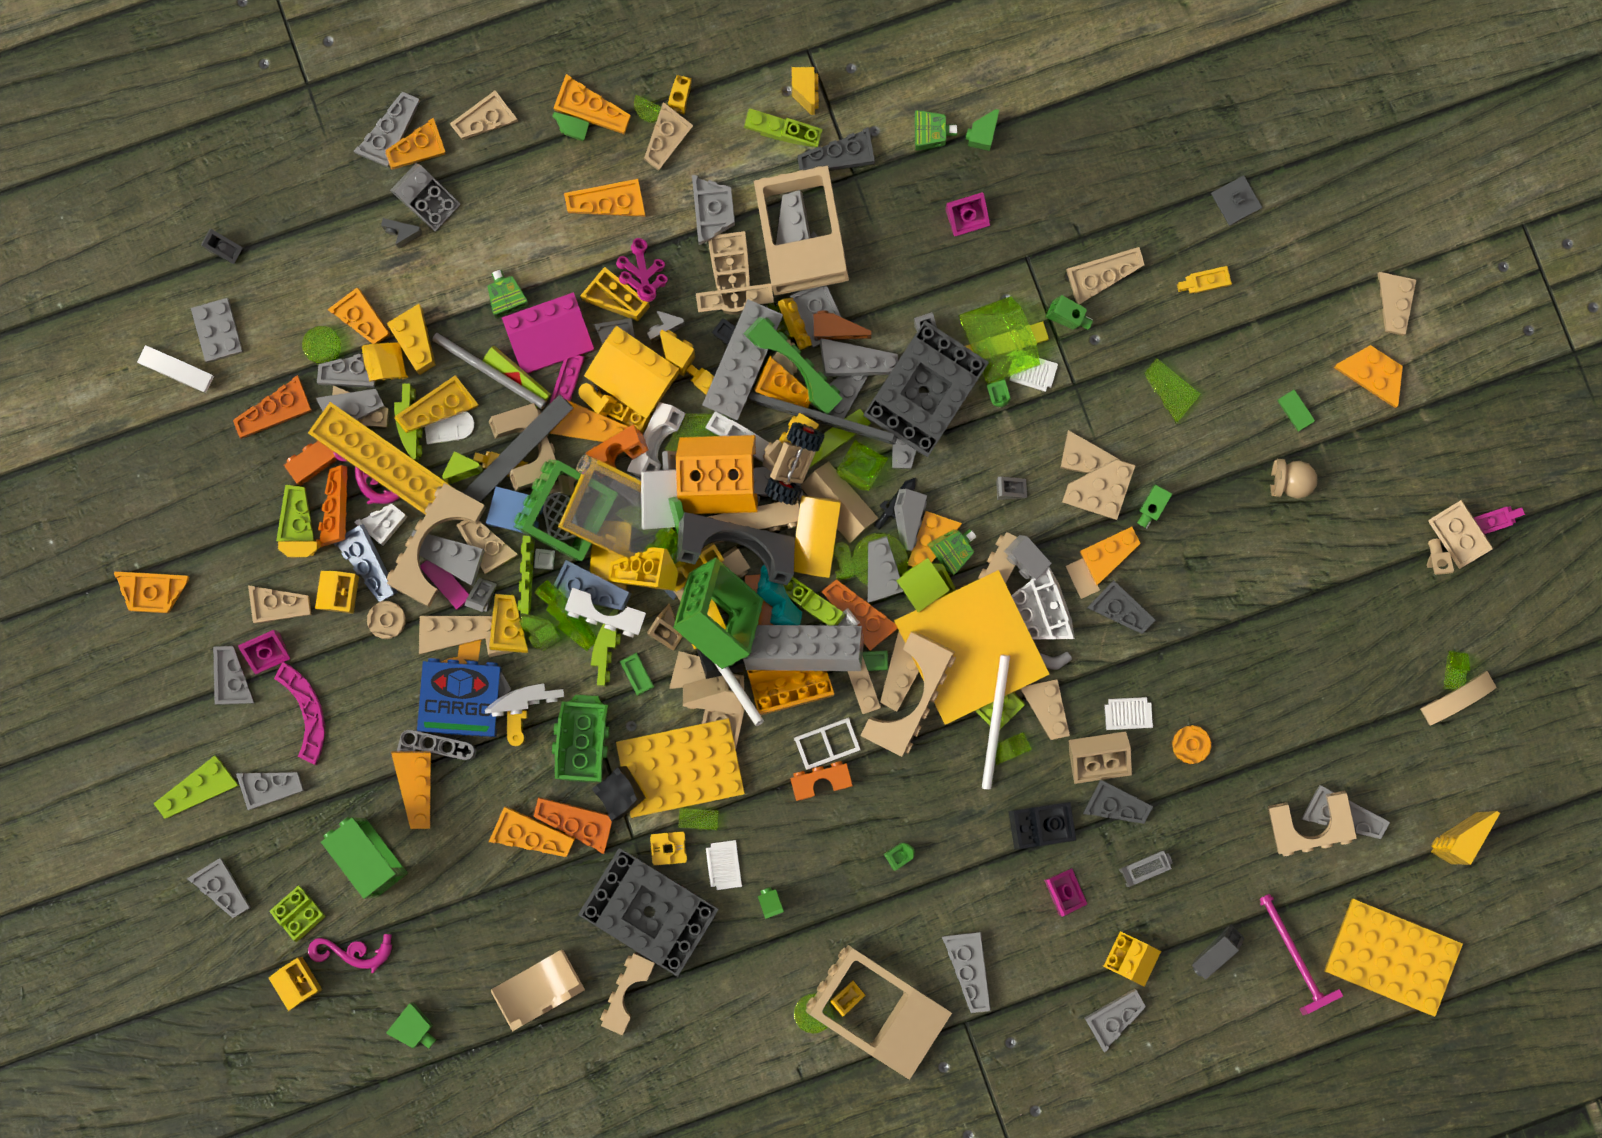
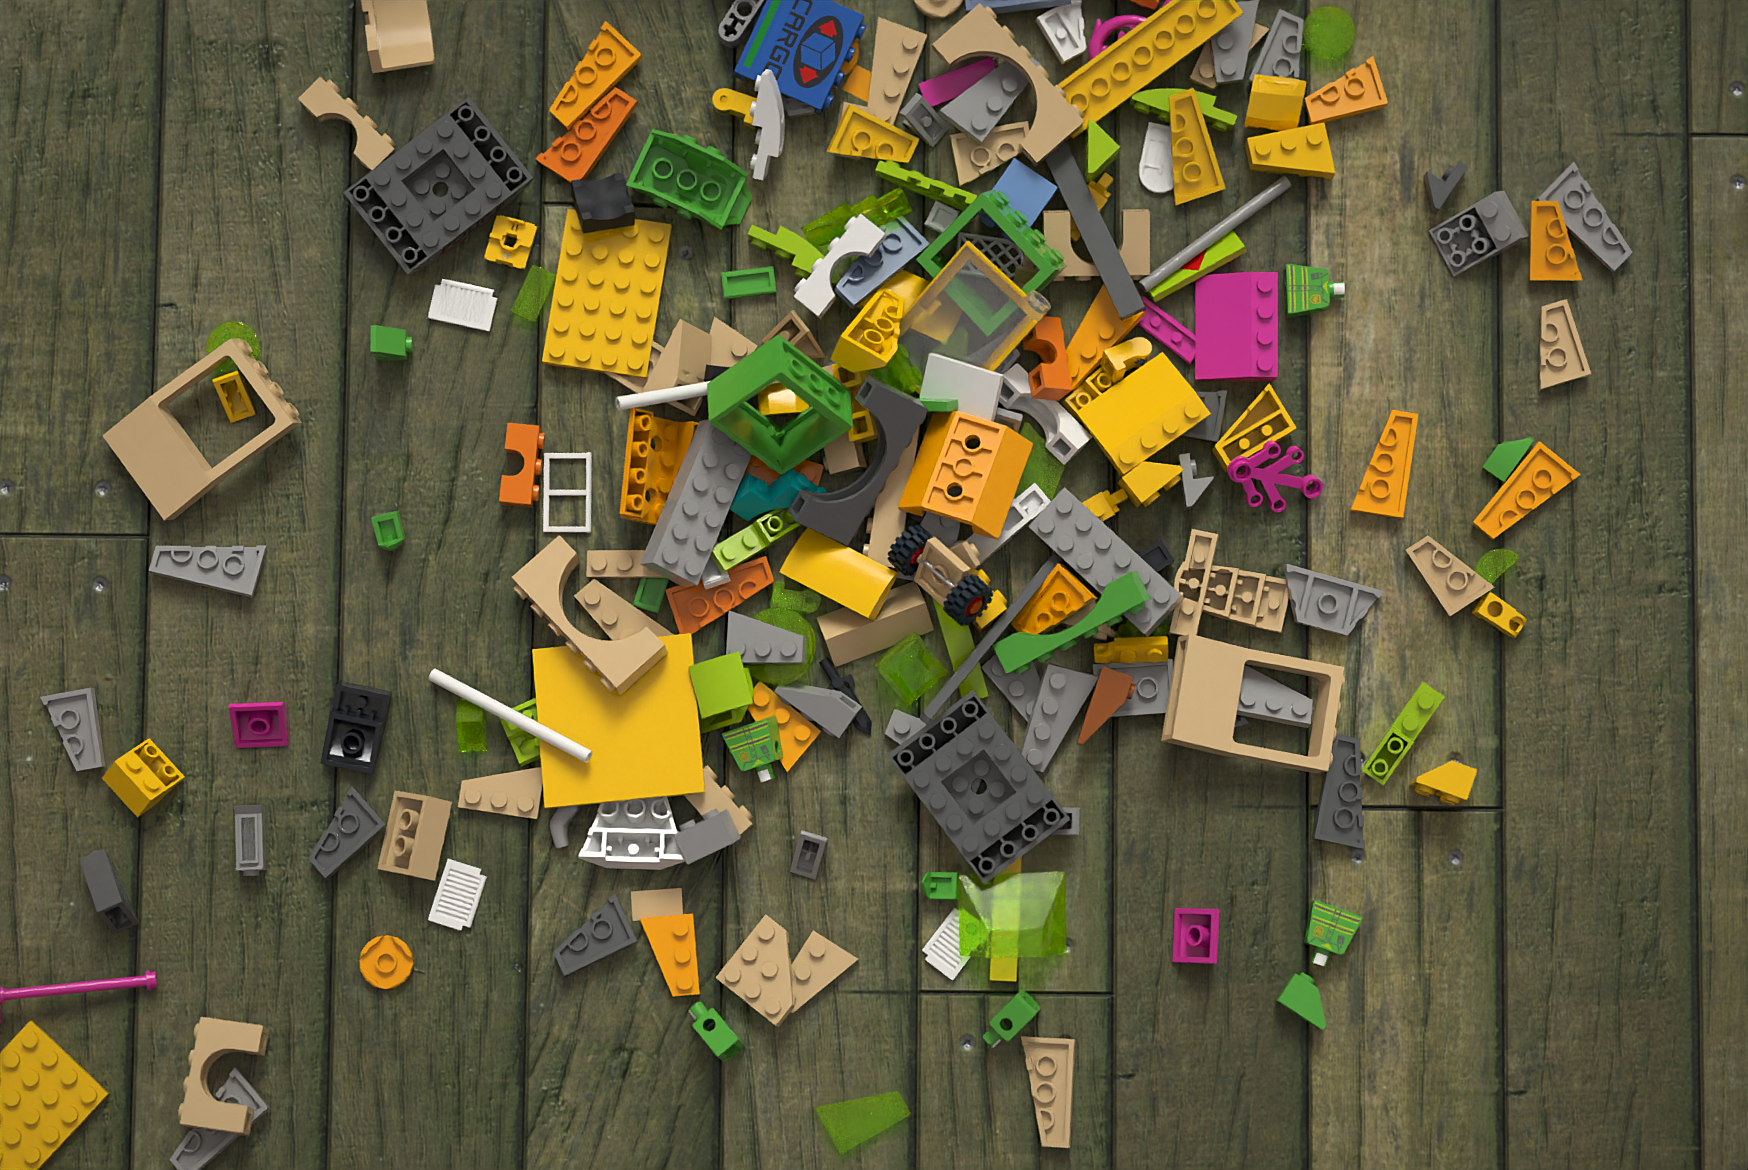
camera: 105 degrees right, 0 degrees up
(542, 631) = (849, 177): clear neon green slope -> none

